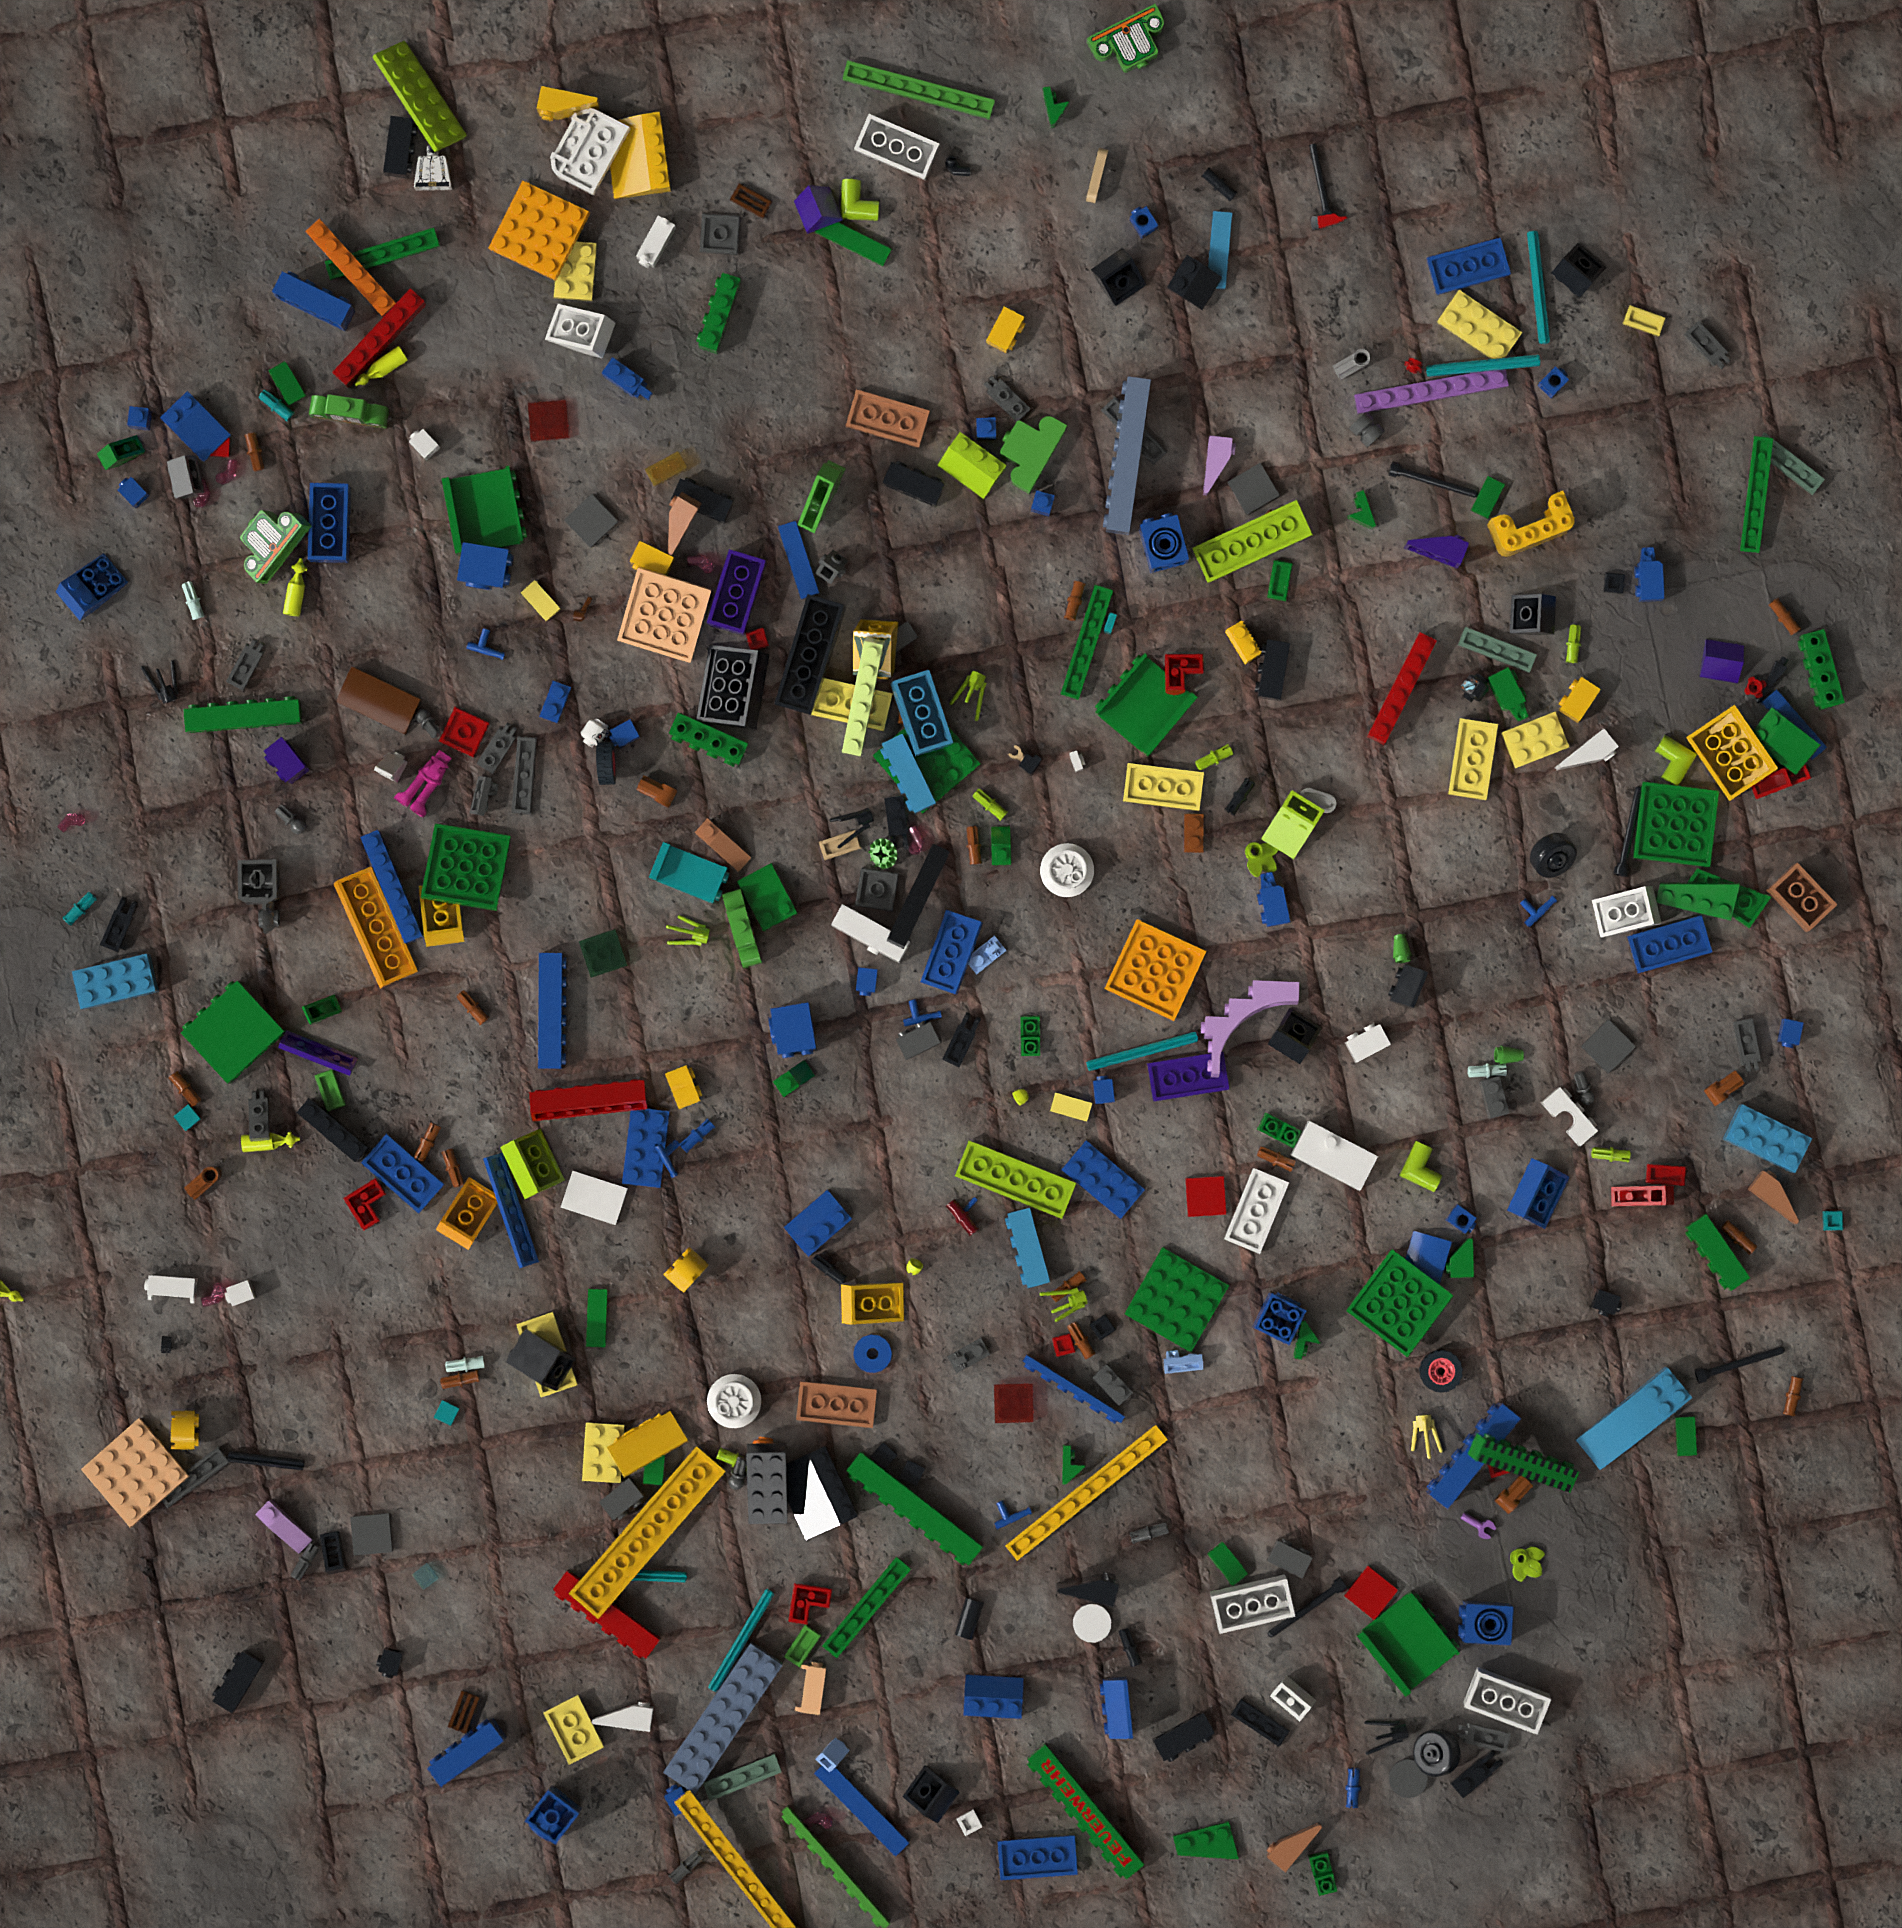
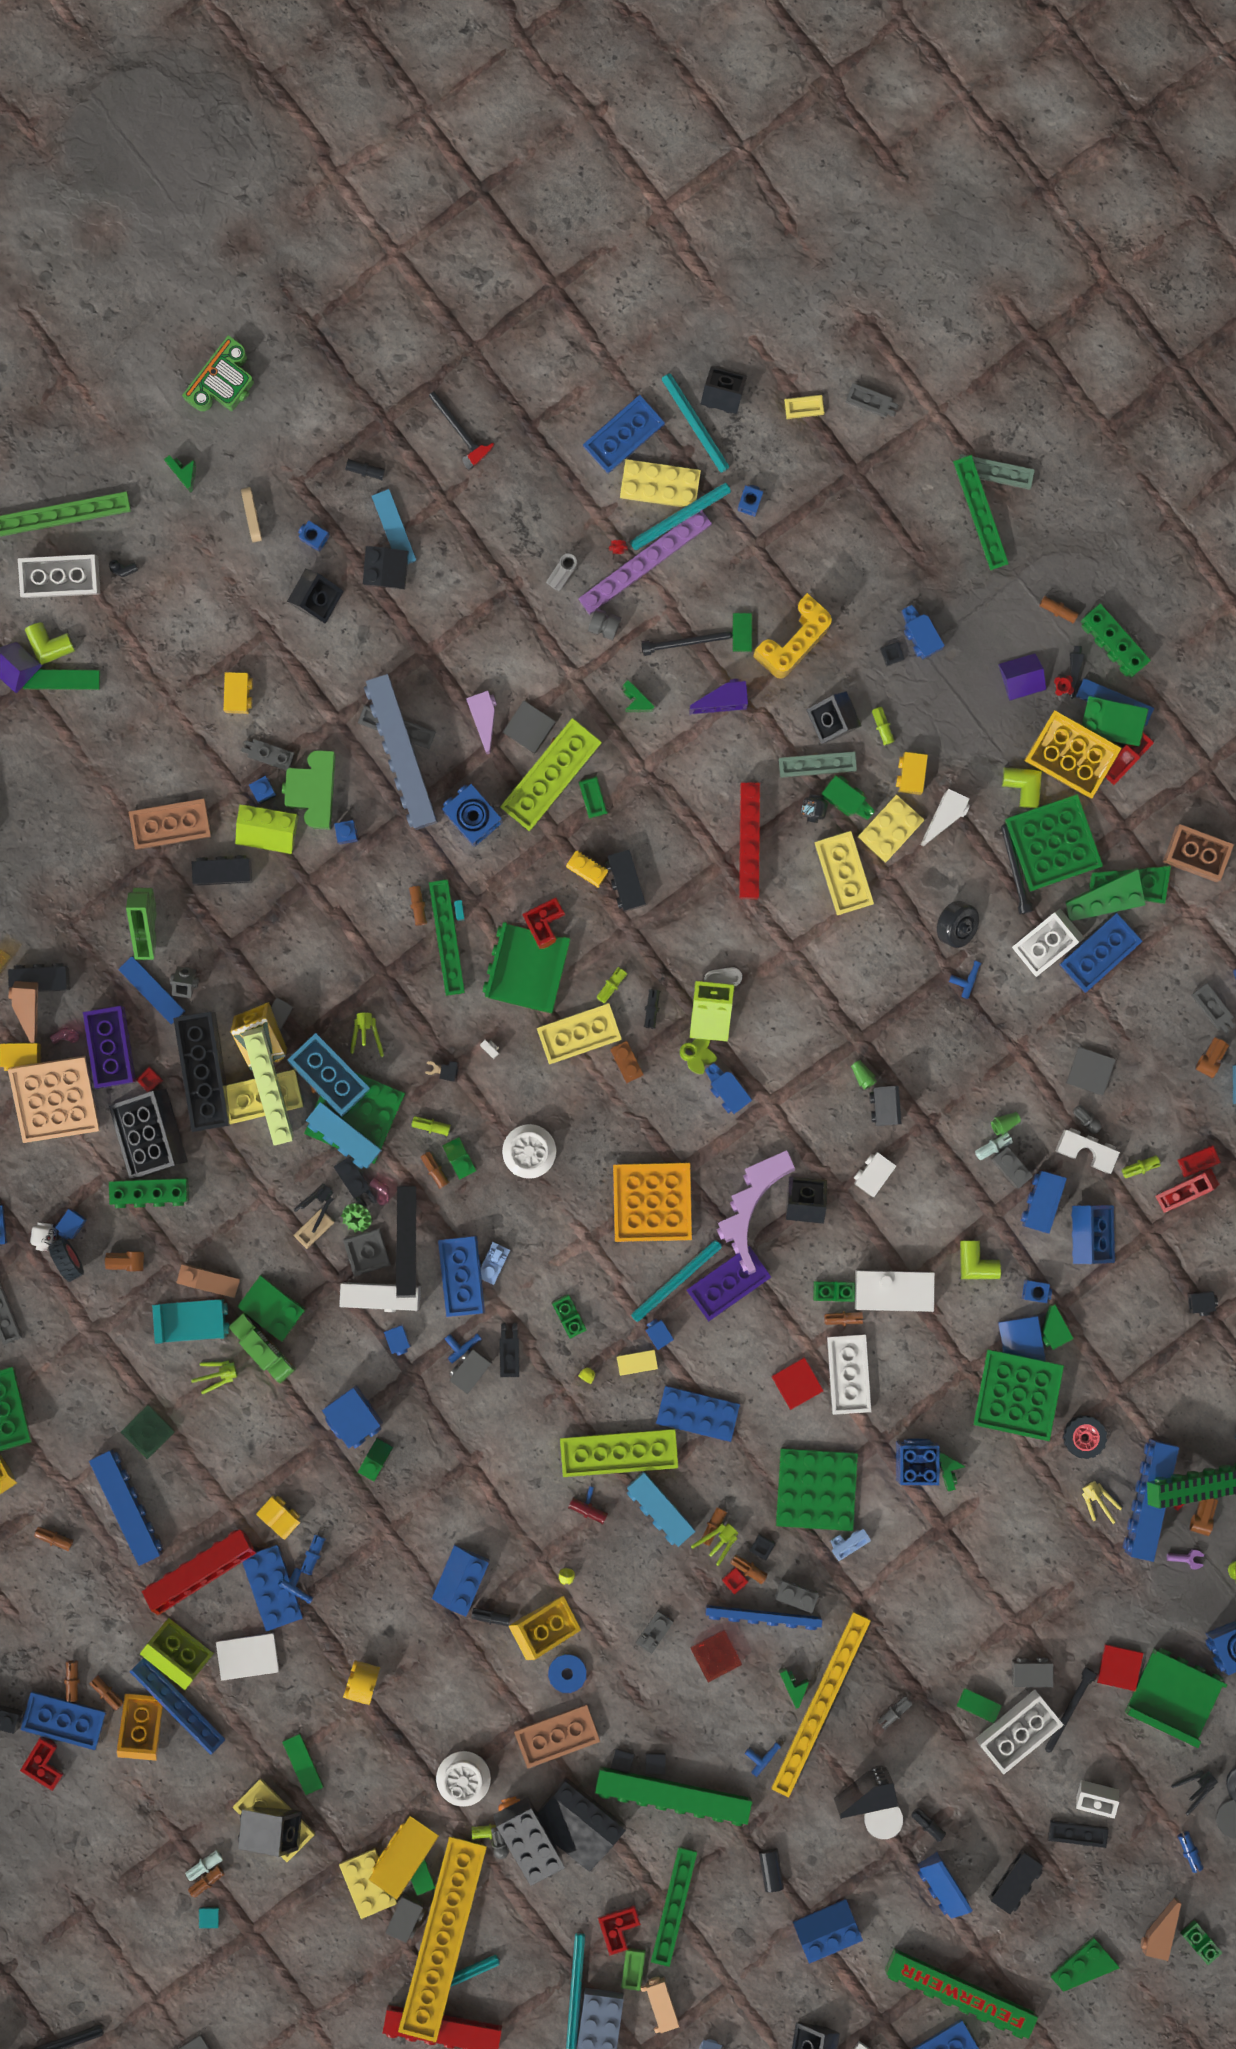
camera: 30 degrees left, 0 degrees up
(1507, 1141) = (1043, 1201): none -> blue slope

